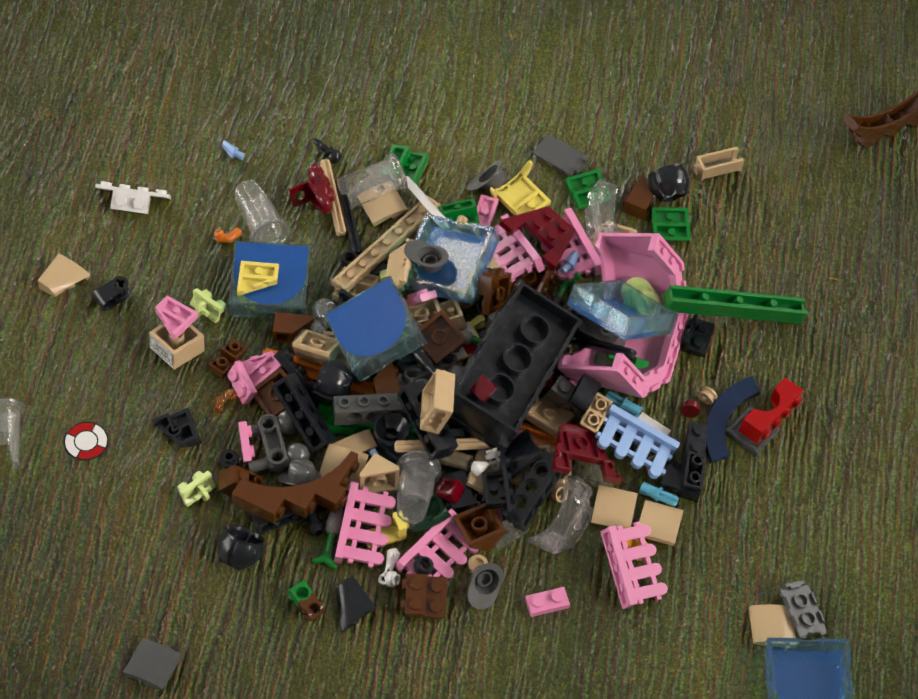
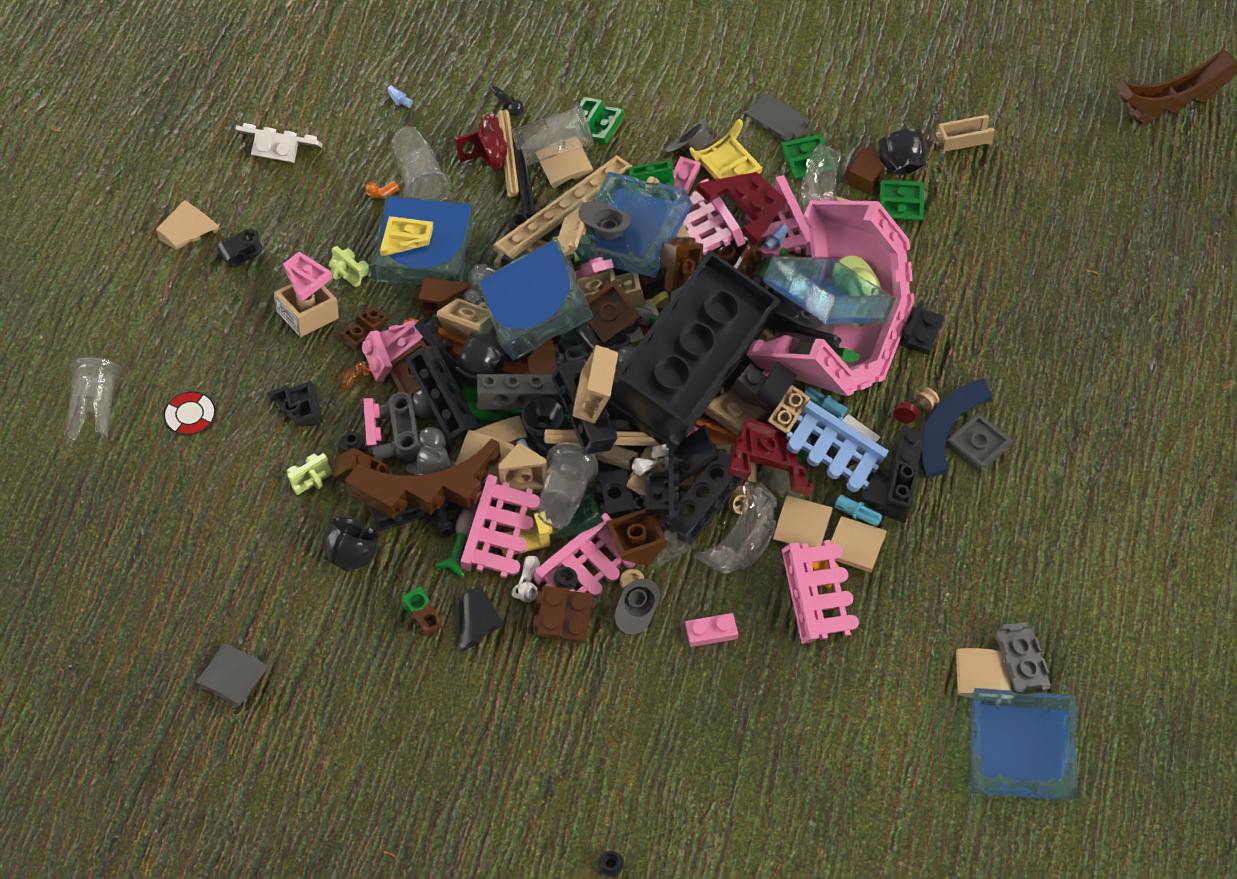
camera: 10 degrees right, 0 degrees up
(423, 198) = (609, 155): white tile -> none
(450, 490) = (606, 491): dark red slope -> none
(483, 388) = (652, 371): dark red slope -> none
(735, 304) = (968, 293): green tile -> none
(759, 423) = (987, 433): red arch -> none

